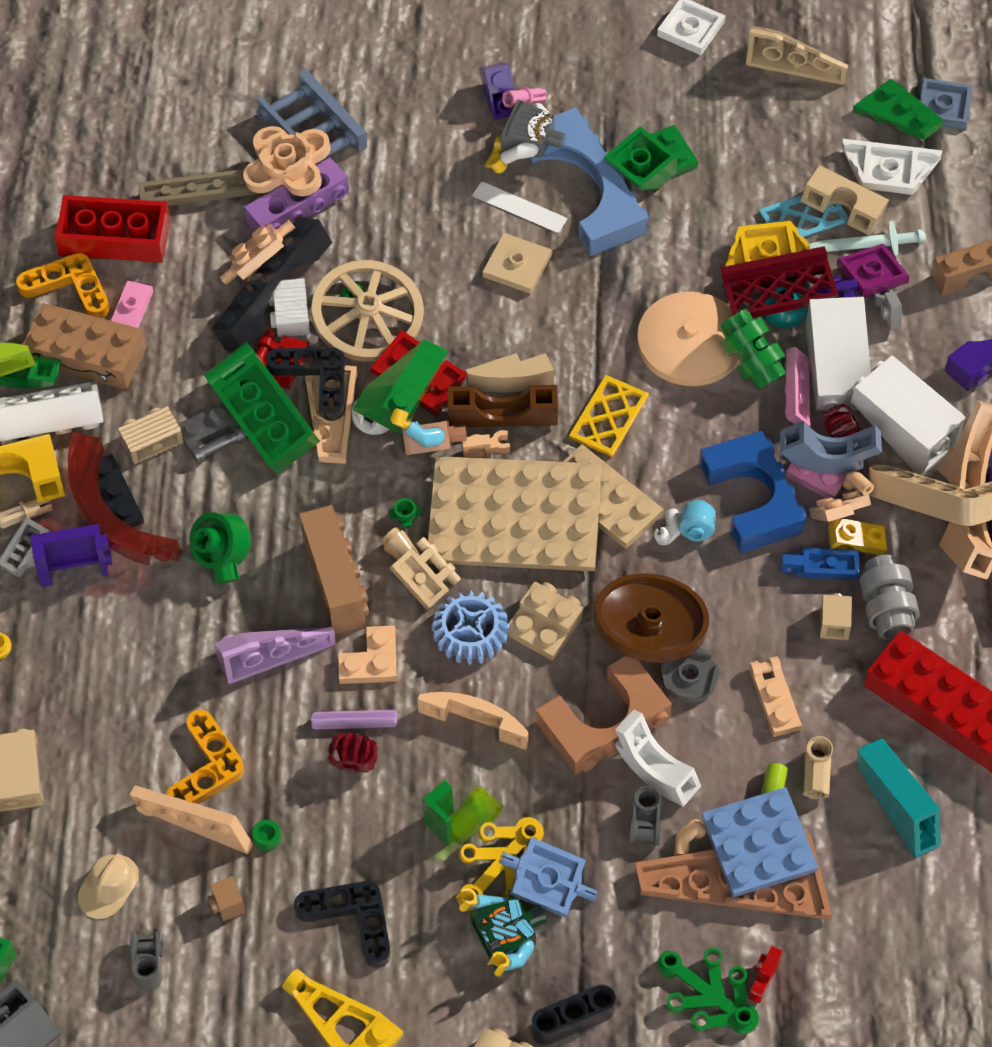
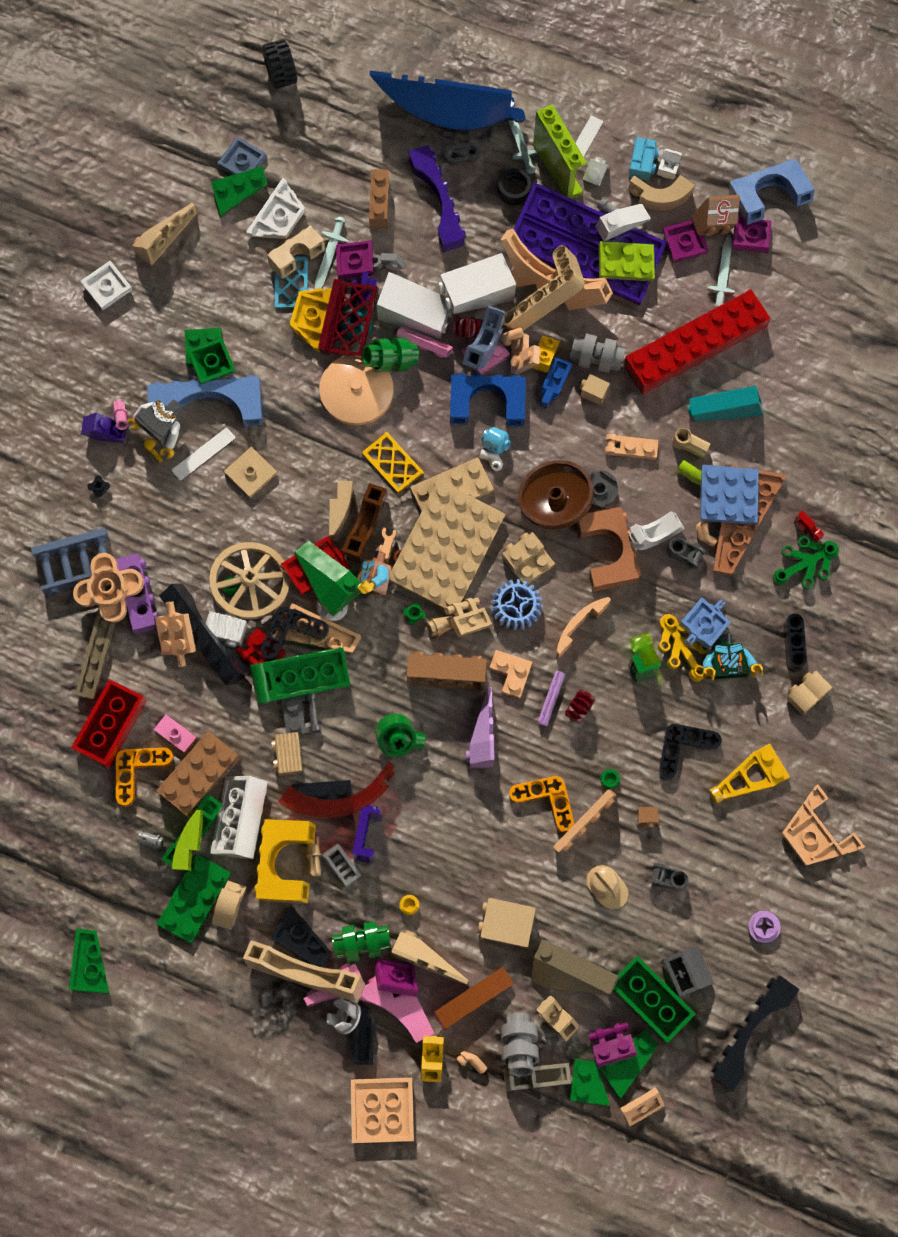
camera: 70 degrees left, 15 degrees up
(421, 114) = (104, 486): none -> black plate

